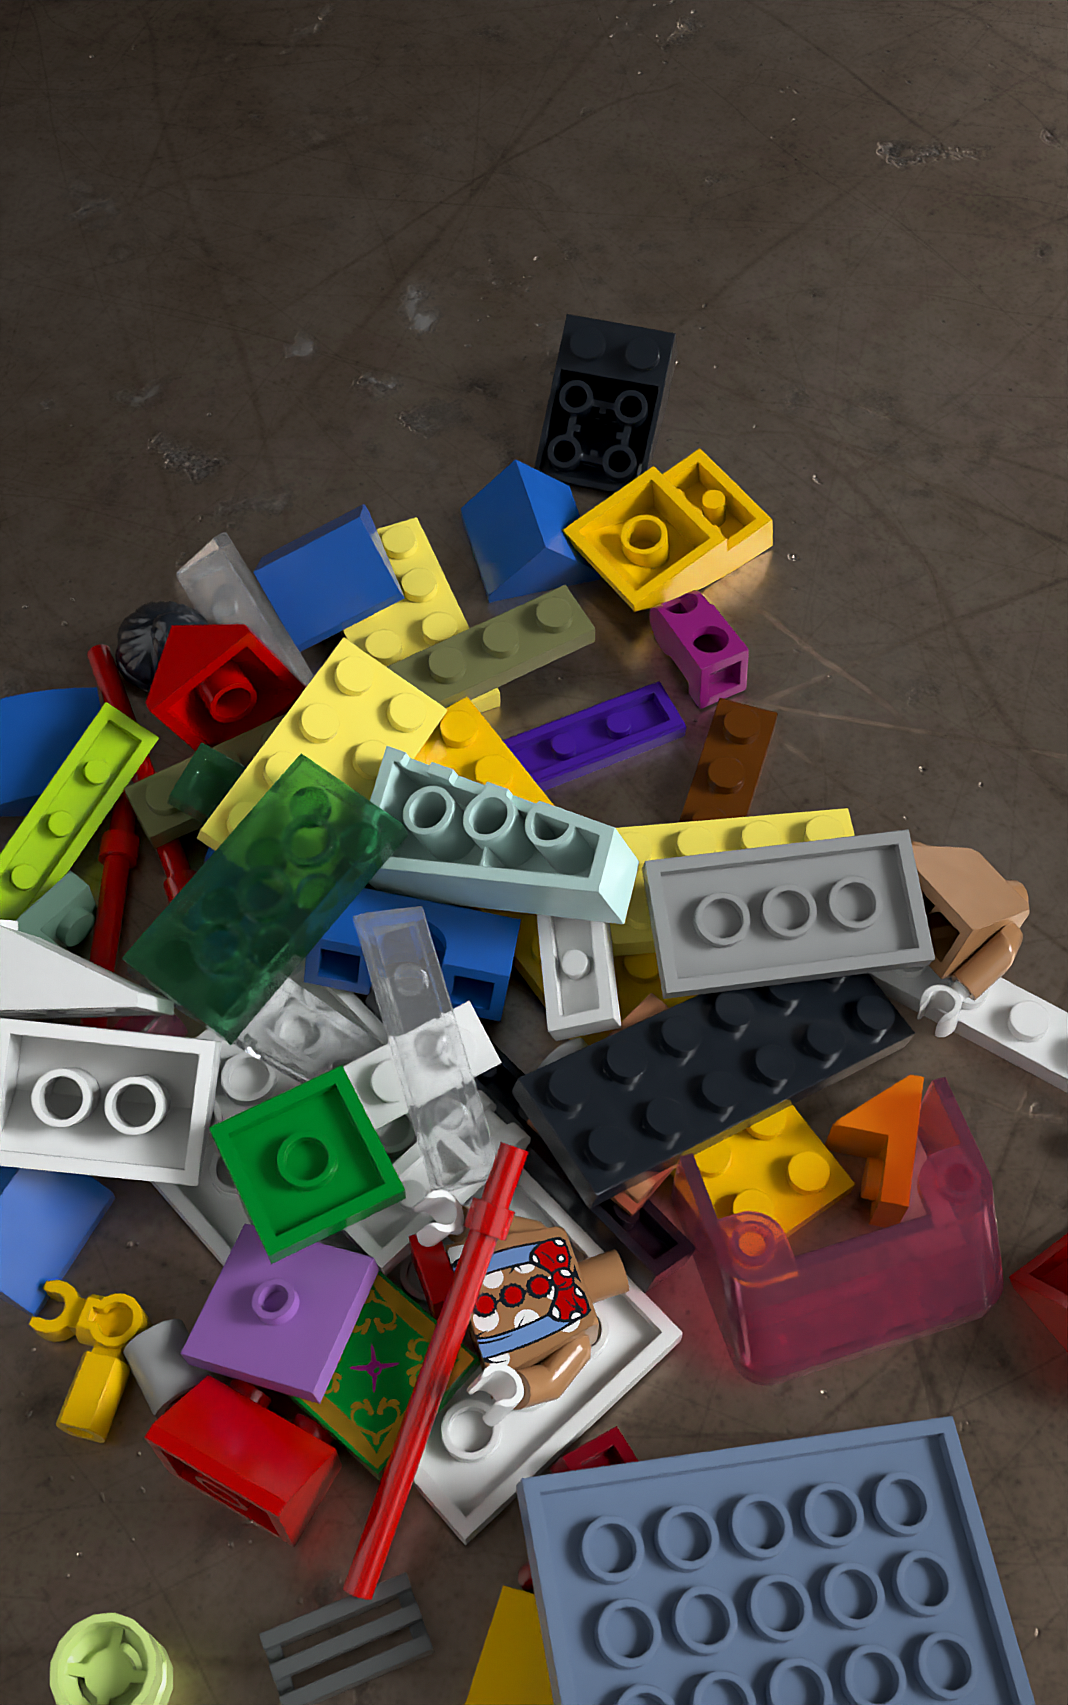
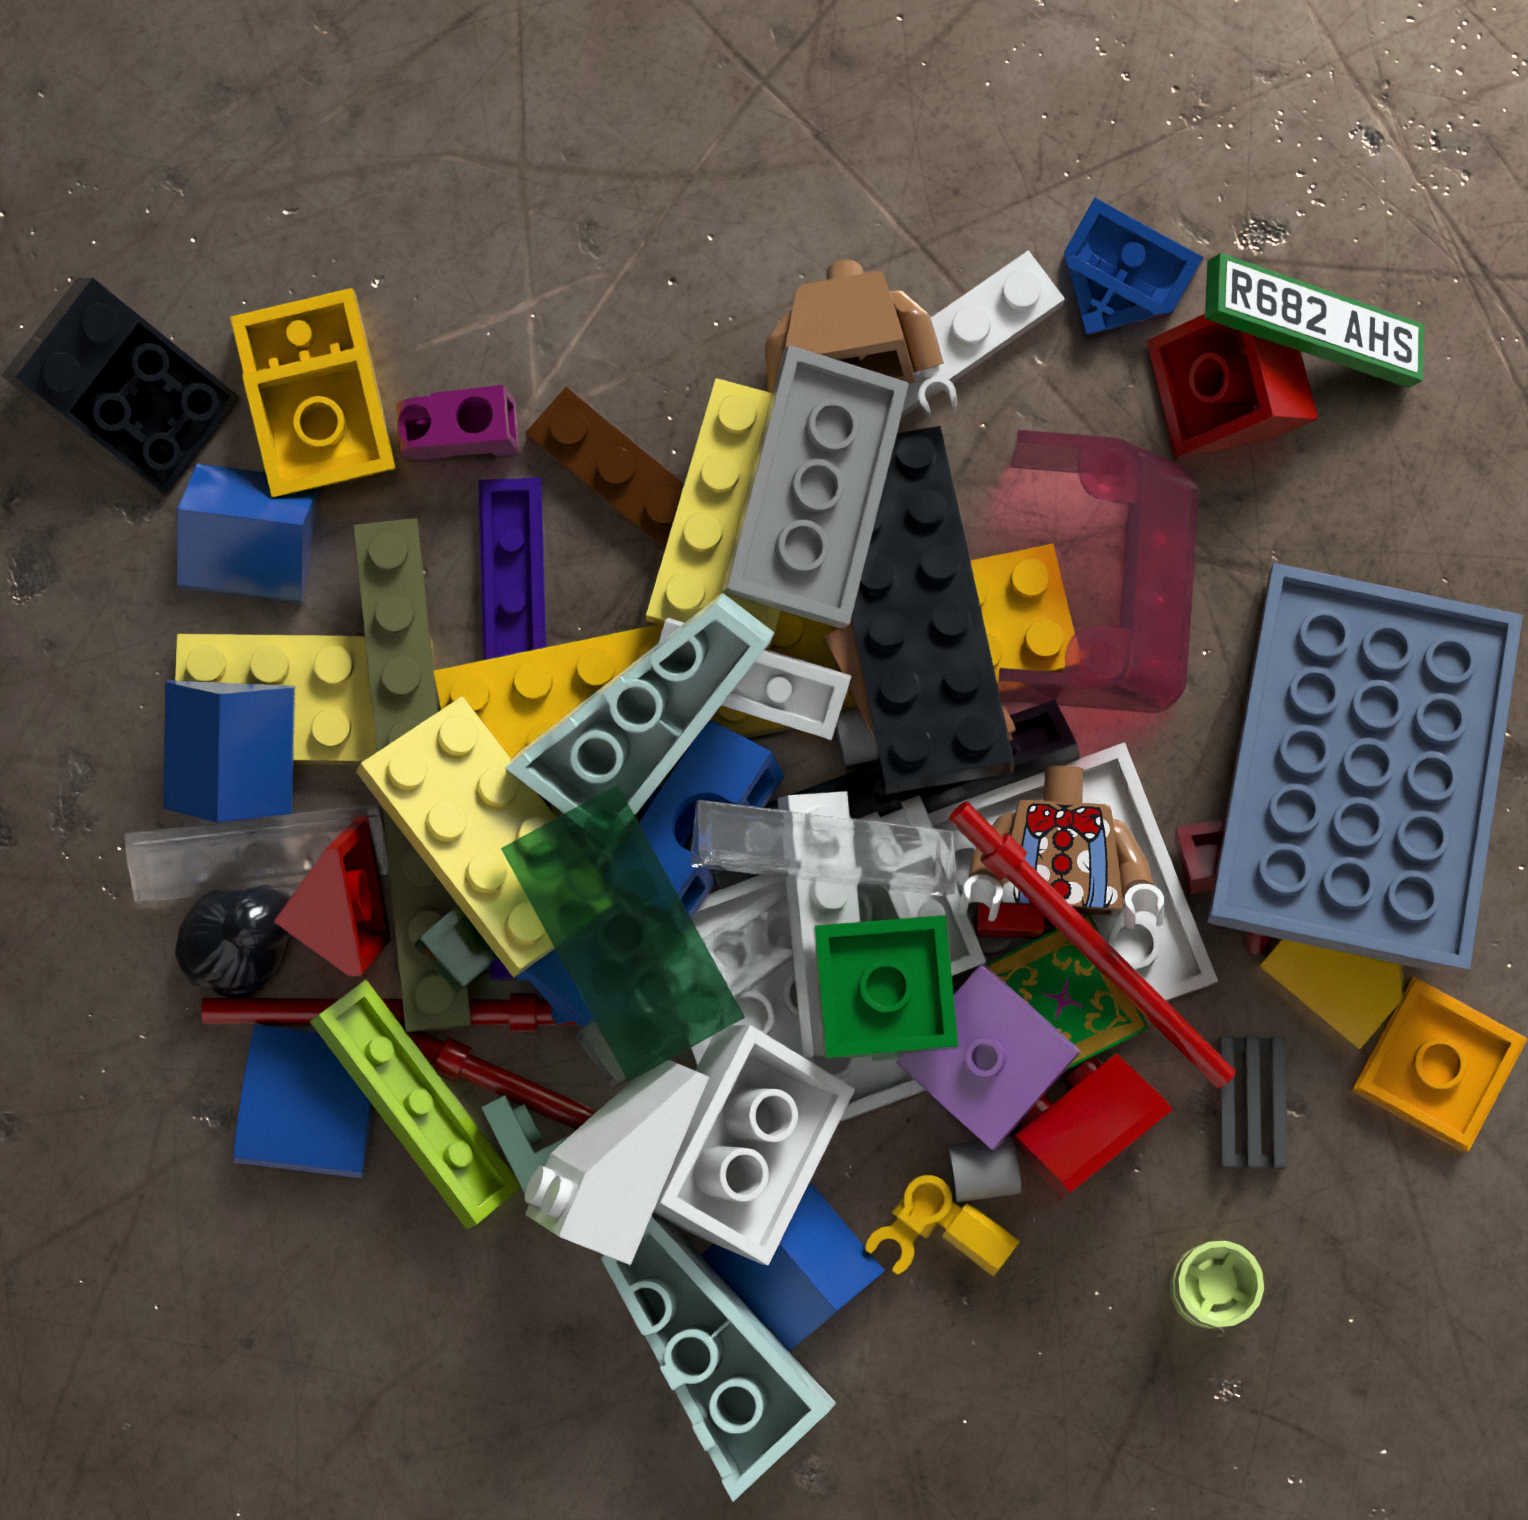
camera: 65 degrees left, 20 degrees up
(887, 1136) = (1023, 490): orange slope -> none

